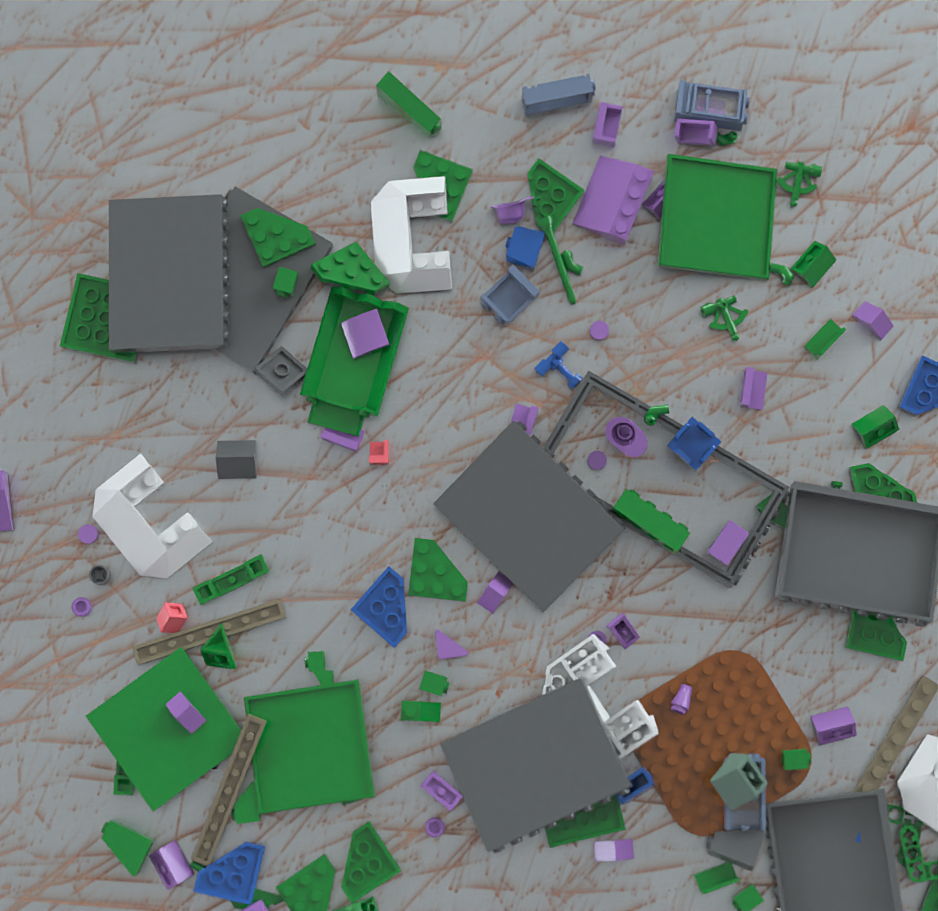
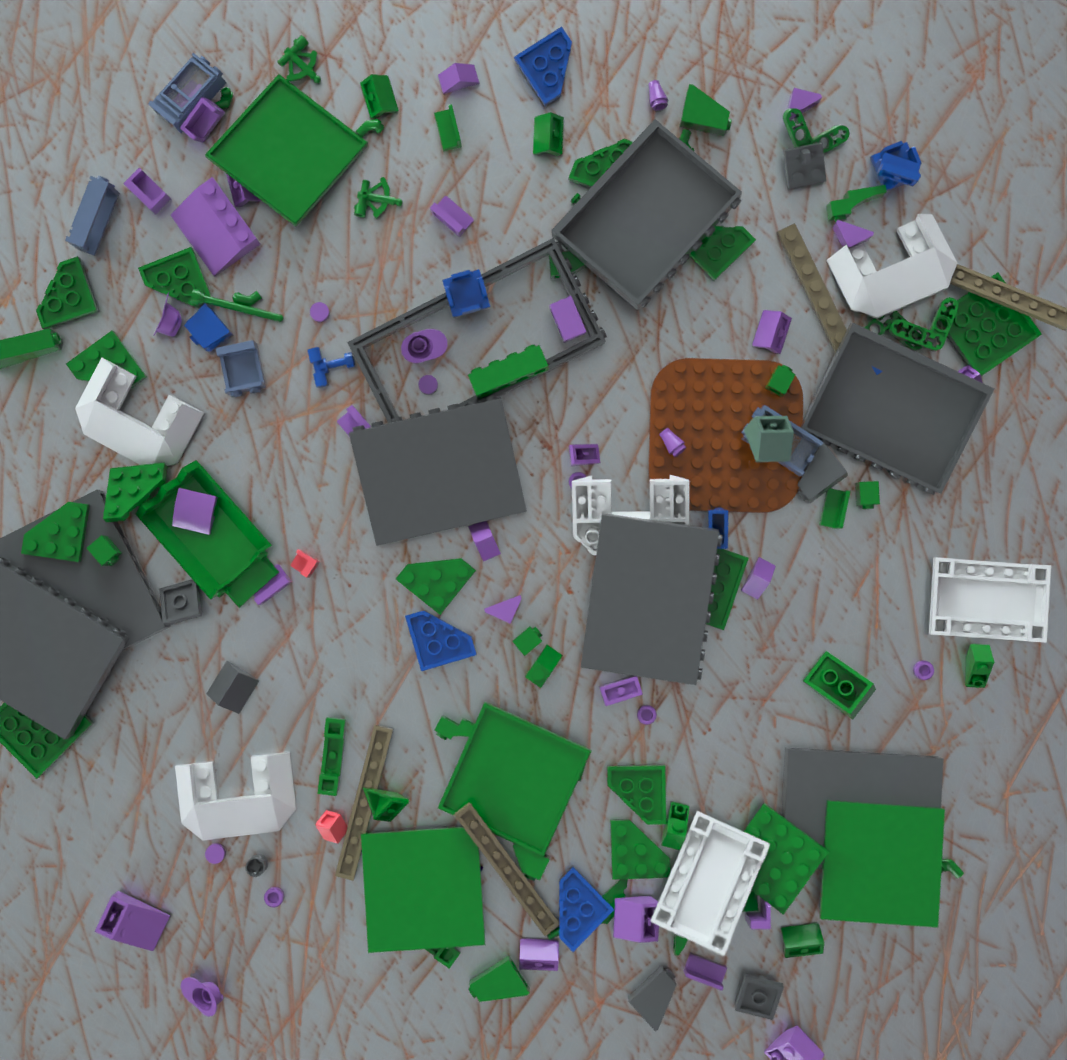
camera: 60 degrees left, 5 degrees up
(185, 712) = (419, 866): medium lavender slope -> none
(477, 114) = (66, 295): none -> green plate
(654, 412) = (418, 309): green arm -> none

